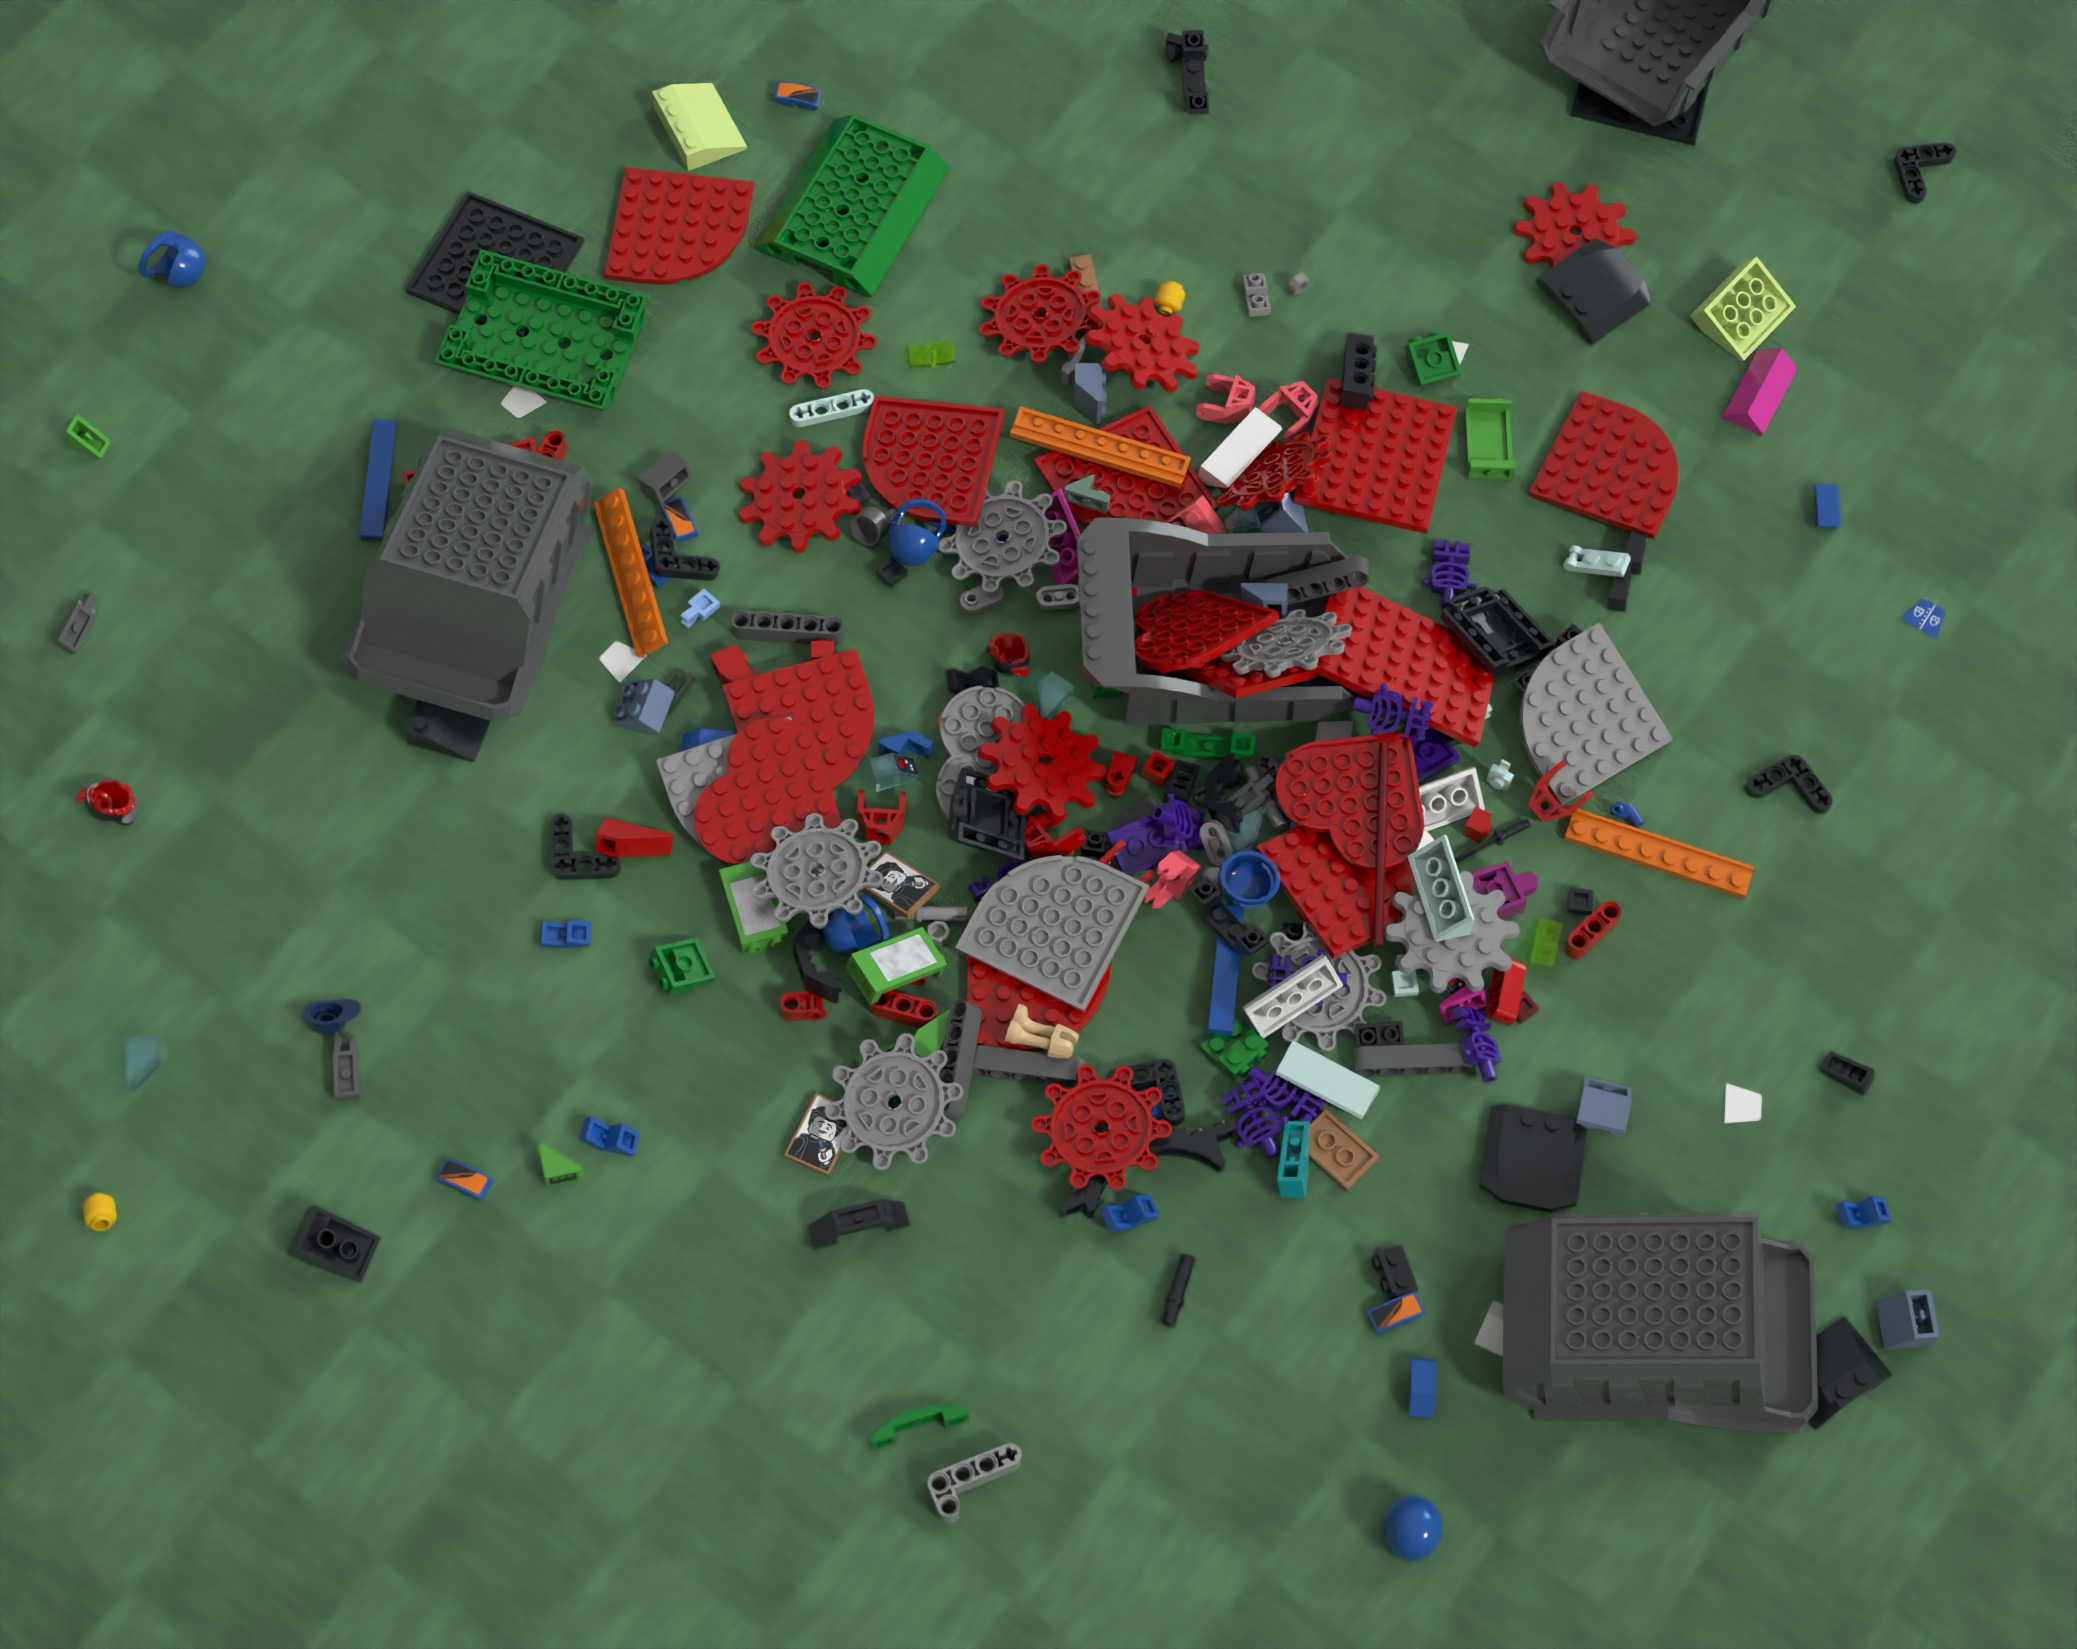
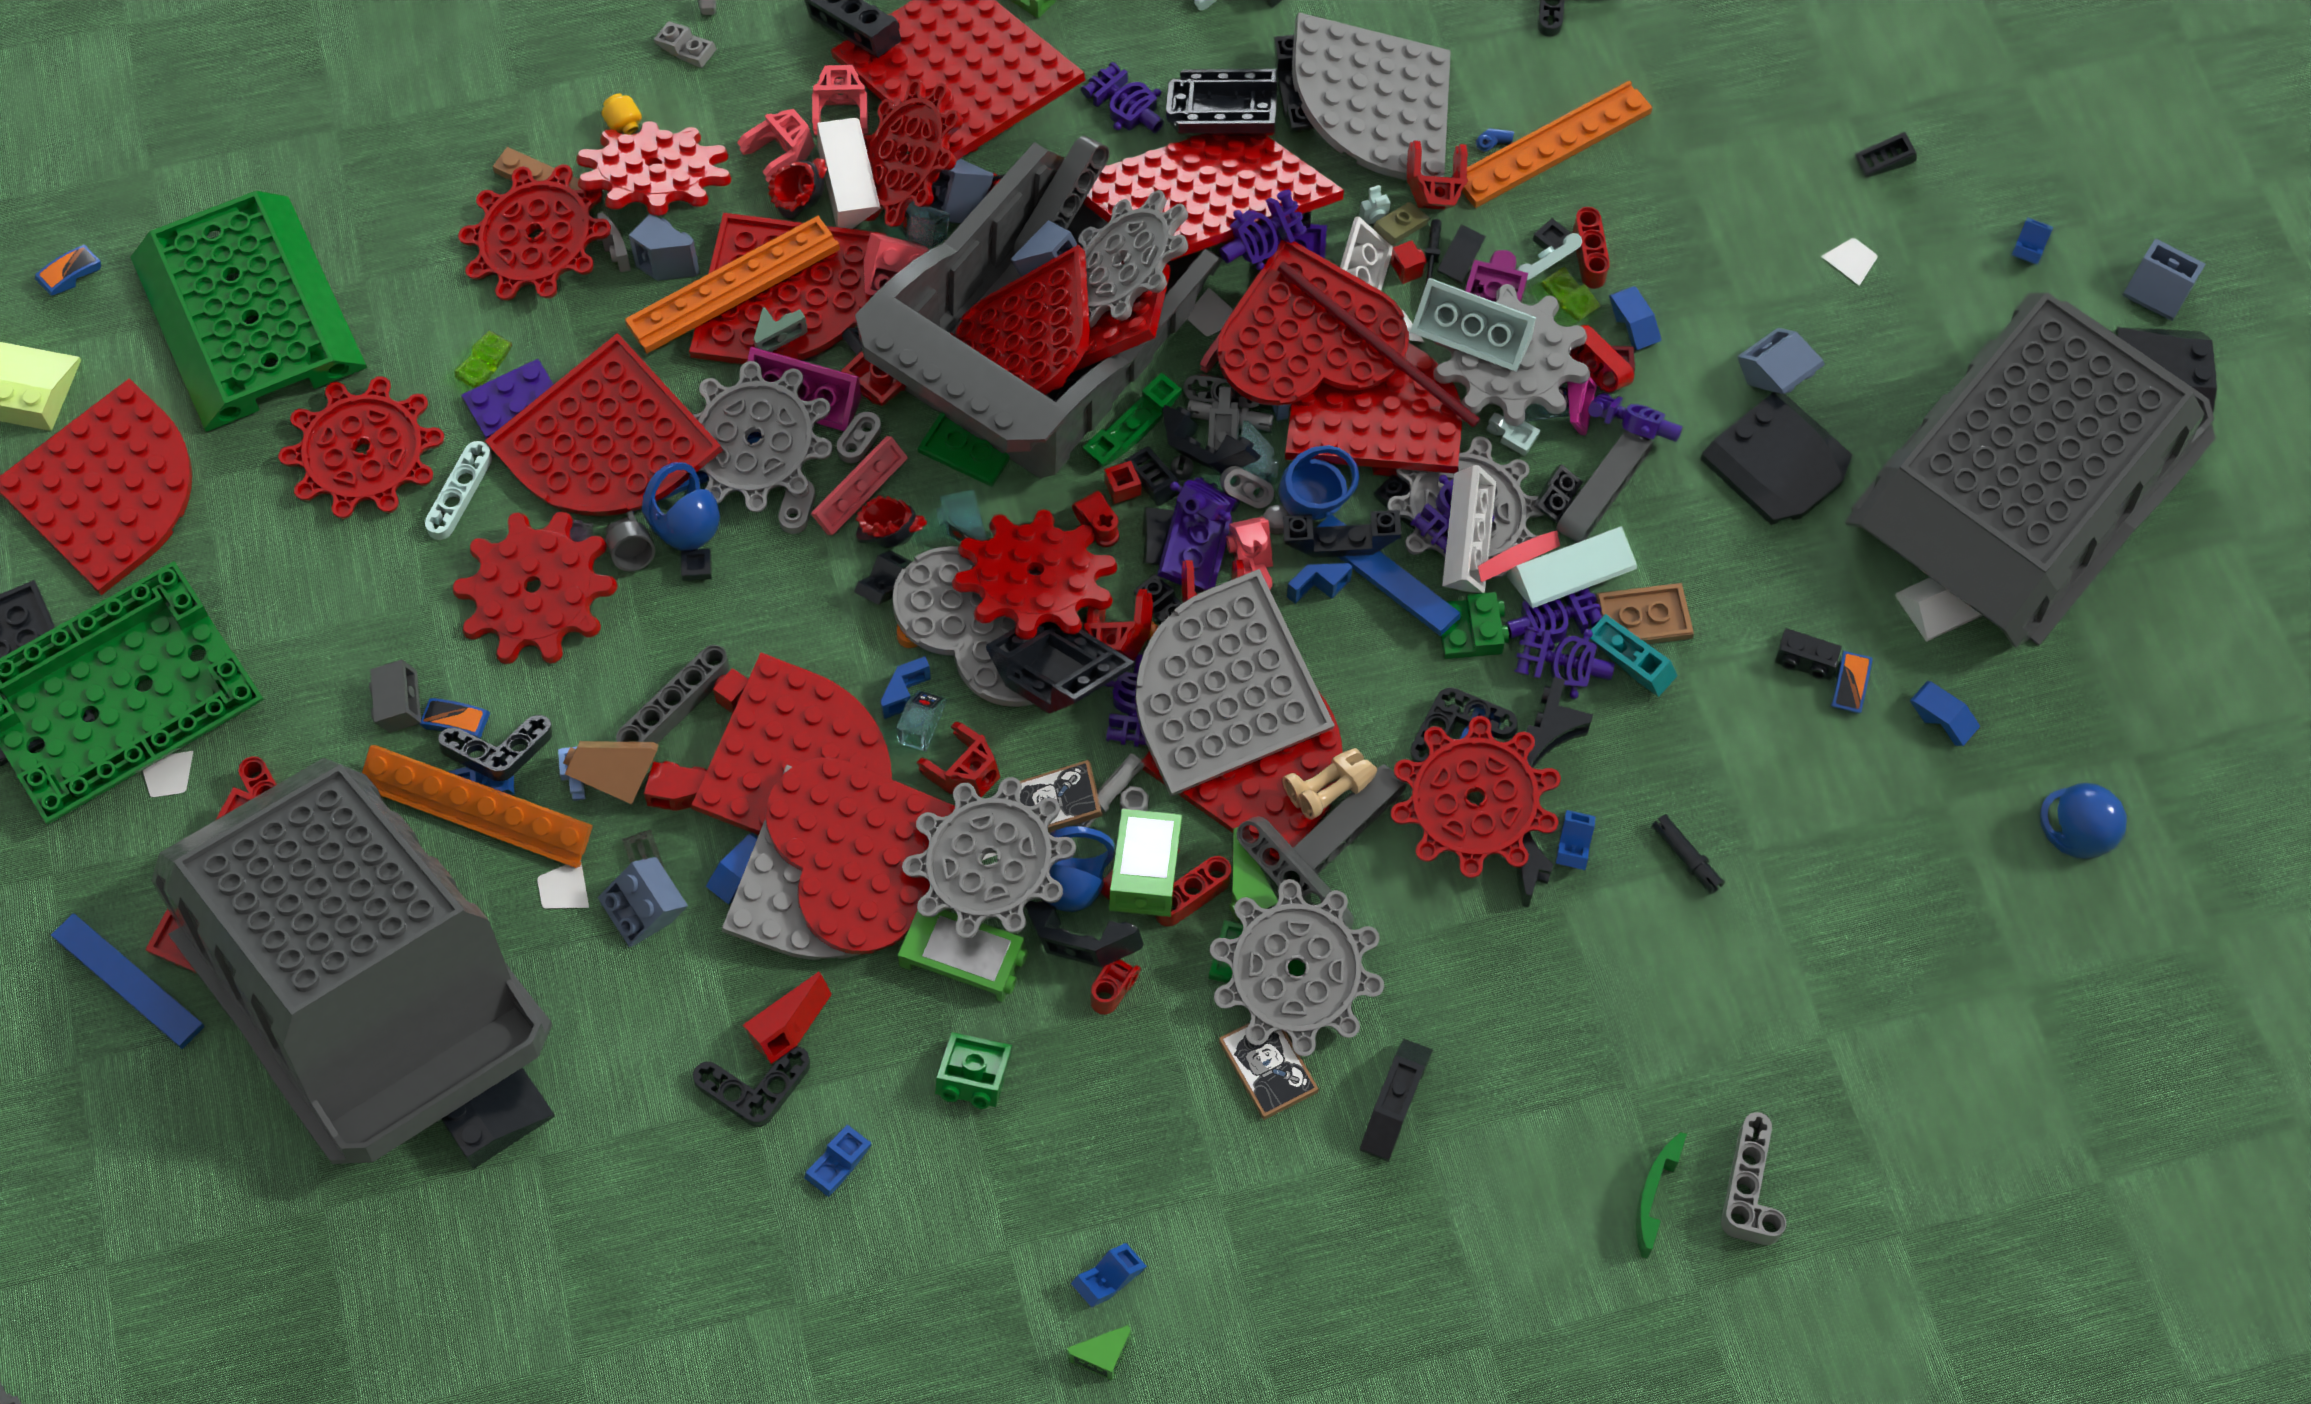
camera: 50 degrees left, 0 degrees up
(712, 623) = (611, 766): none -> medium nougat slope
(917, 384) = (506, 396): none -> dark purple plate
(1024, 621) = (859, 485): none -> coral plate
(1196, 939) = (1326, 577): none -> blue slope
(1204, 431) = (797, 186): none -> red hair
(1308, 1039) = (1518, 554): none -> coral sticker
(1504, 800) = (1401, 223): none -> olive plate
(1515, 852) = (1461, 254): none -> black slope
(1557, 908) = (1550, 256): none -> light aqua plate
(1562, 994) = (1640, 320): none -> blue slope

